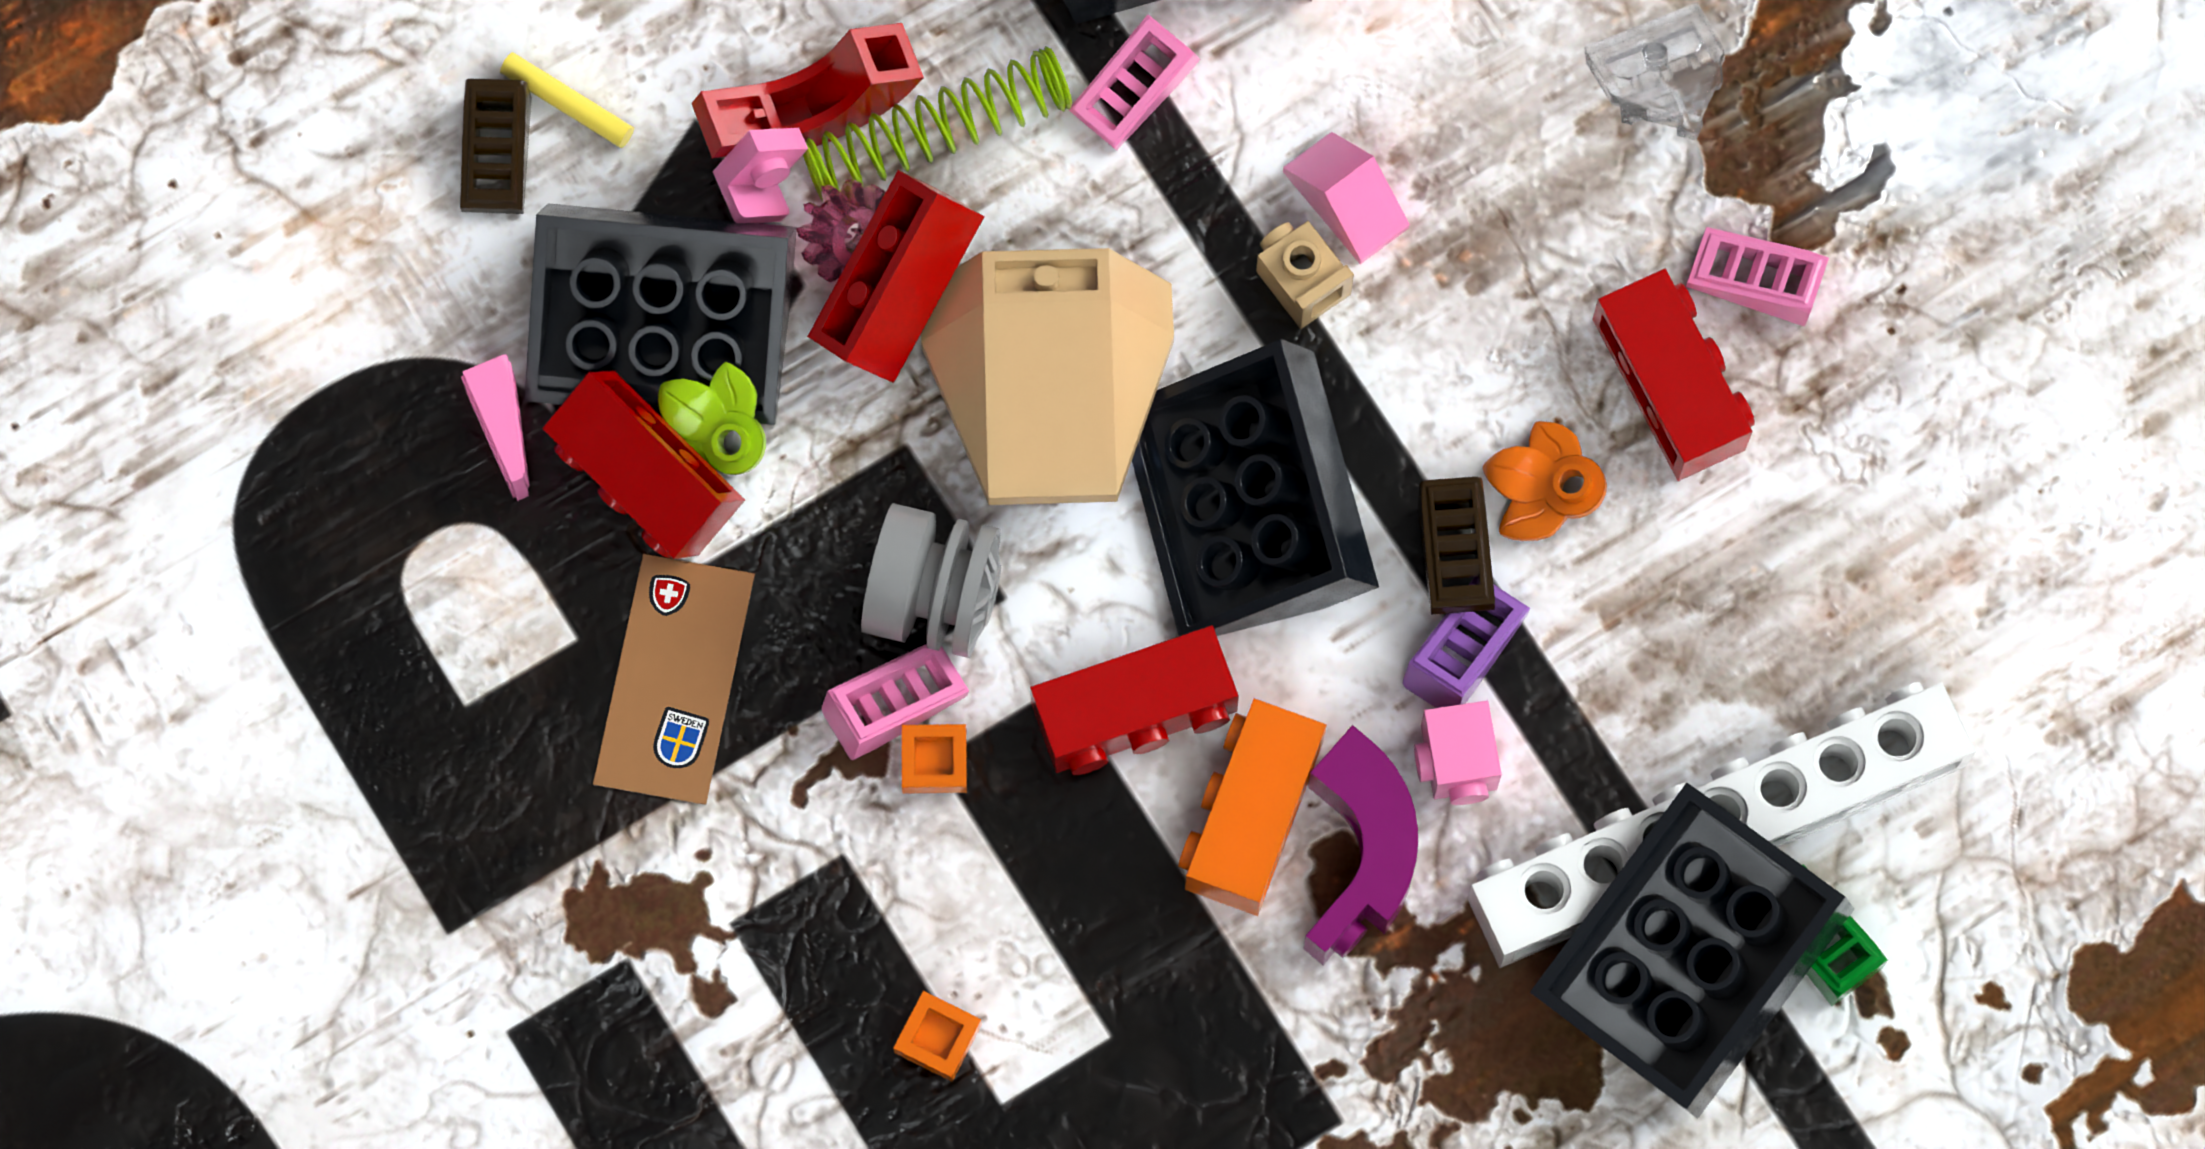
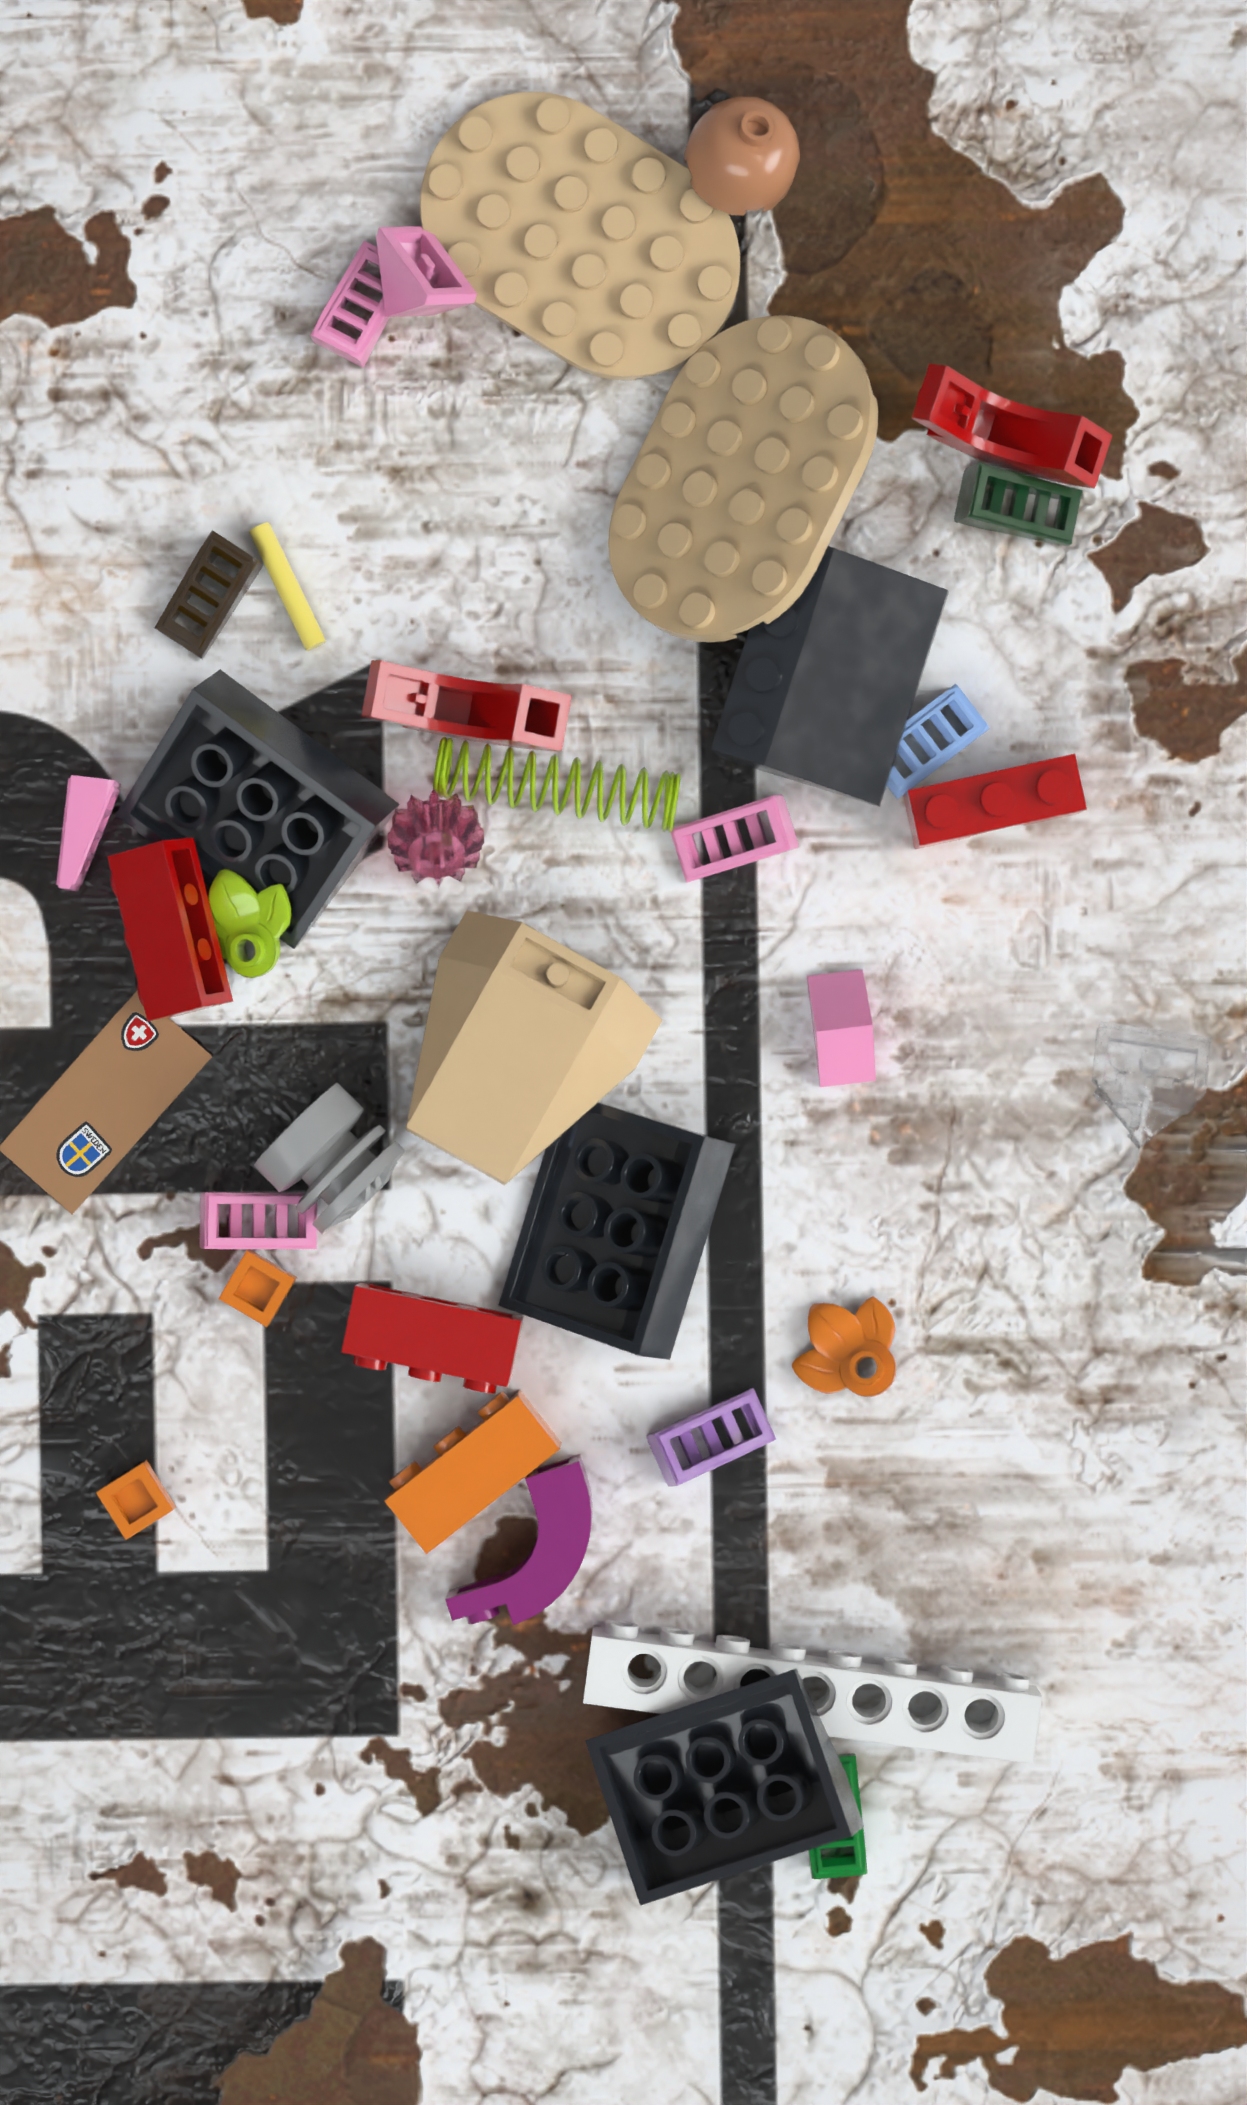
camera: 25 degrees right, 15 degrees up
(754, 170) = (388, 746): bright pink bracket -> none
(895, 276) = (444, 900): red brick -> none
(1308, 291) = (772, 1095): tan brick -> none
(1456, 506) = (769, 1320): dark brown slope -> none
(1459, 753) = (650, 1522): bright pink brick -> none
(1674, 373) = (1000, 1327): red brick -> none
(1749, 294) = (1148, 1321): bright pink slope -> none

